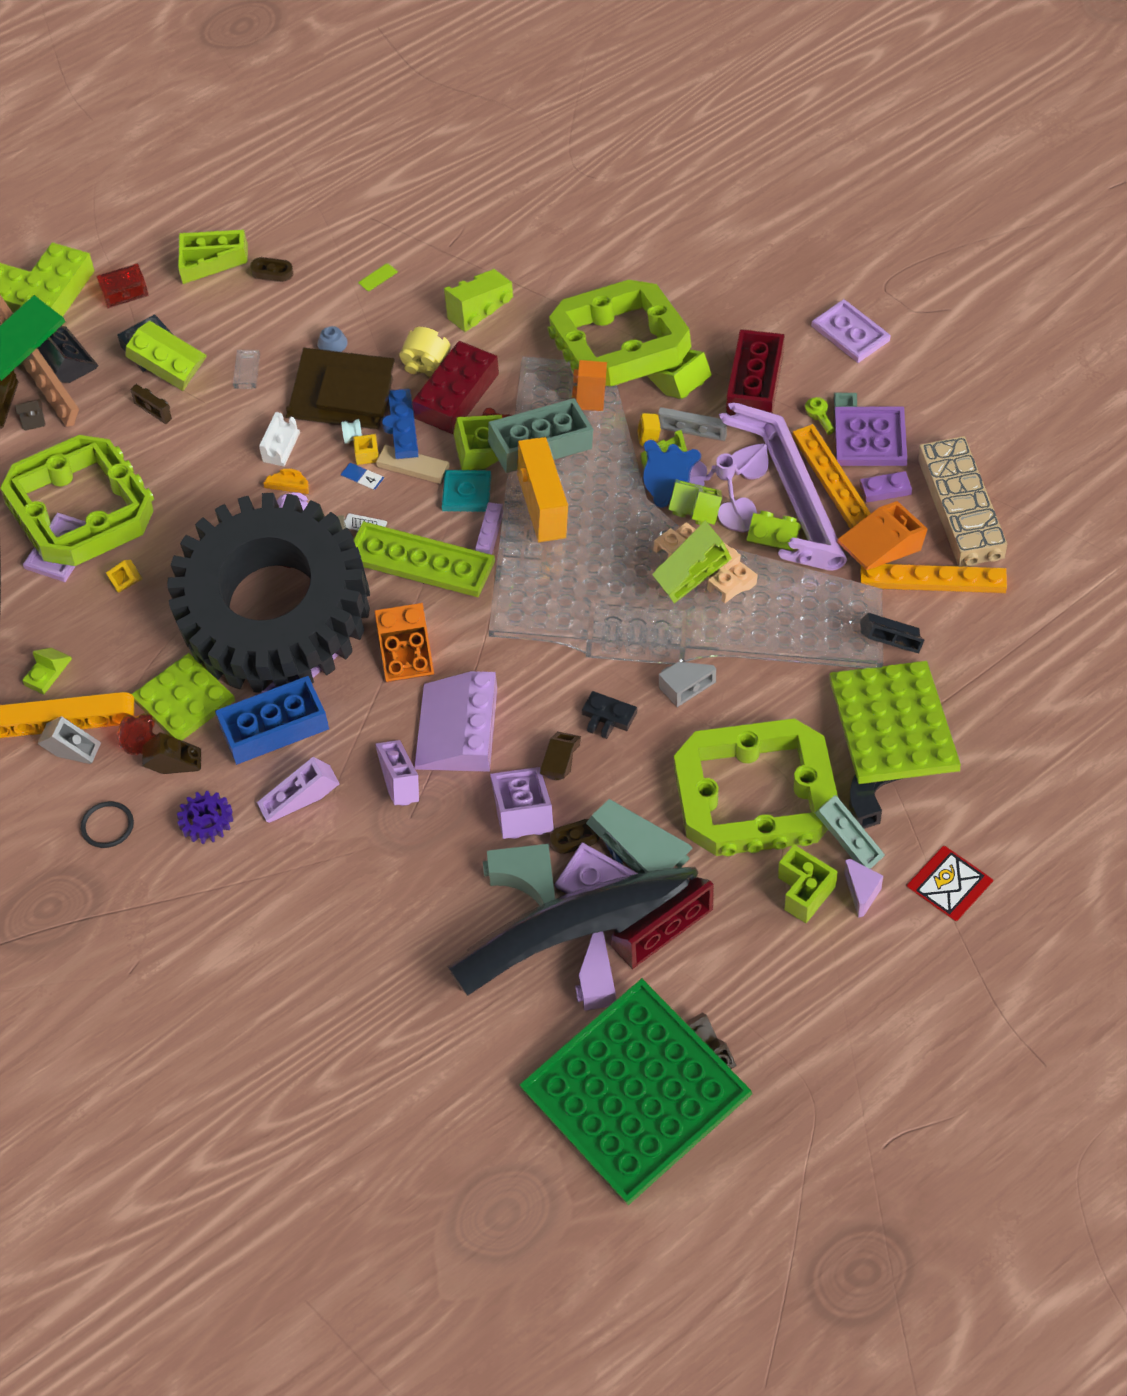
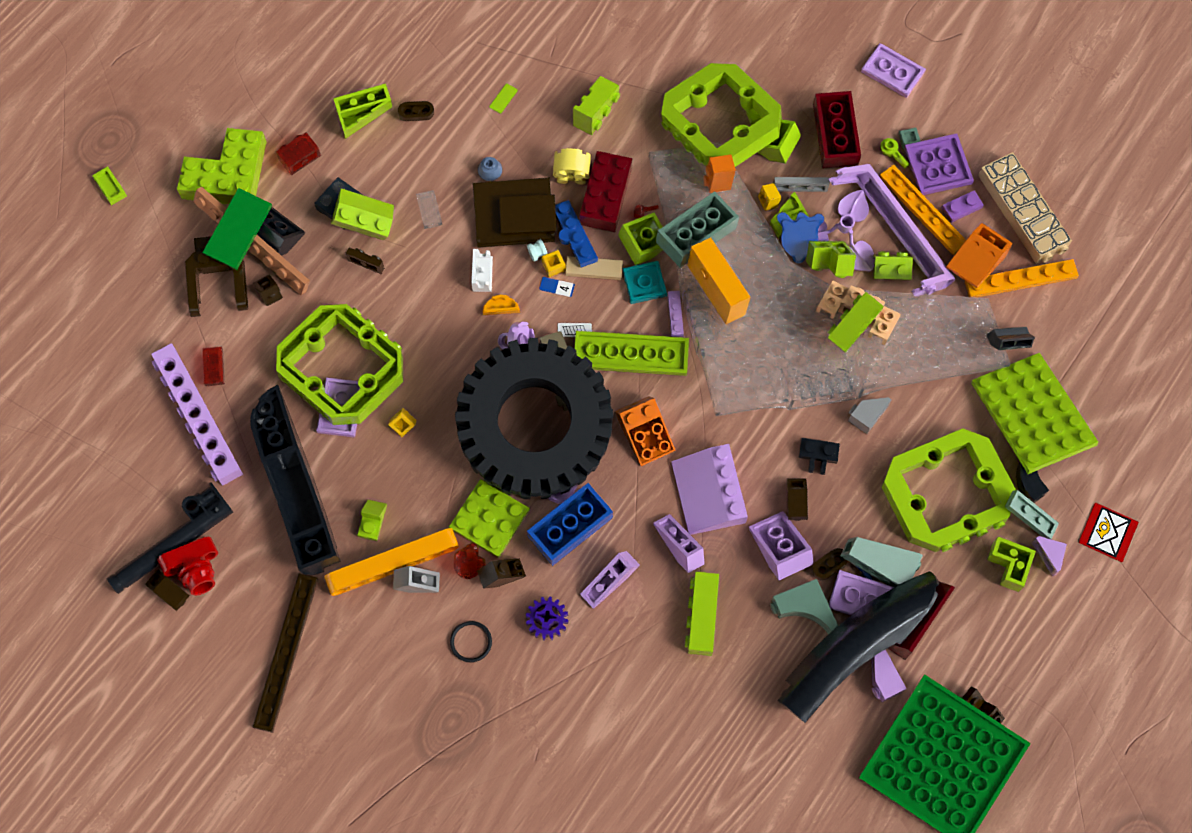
camera: 20 degrees left, 15 degrees up
(395, 854) = (703, 613): none -> lime brick

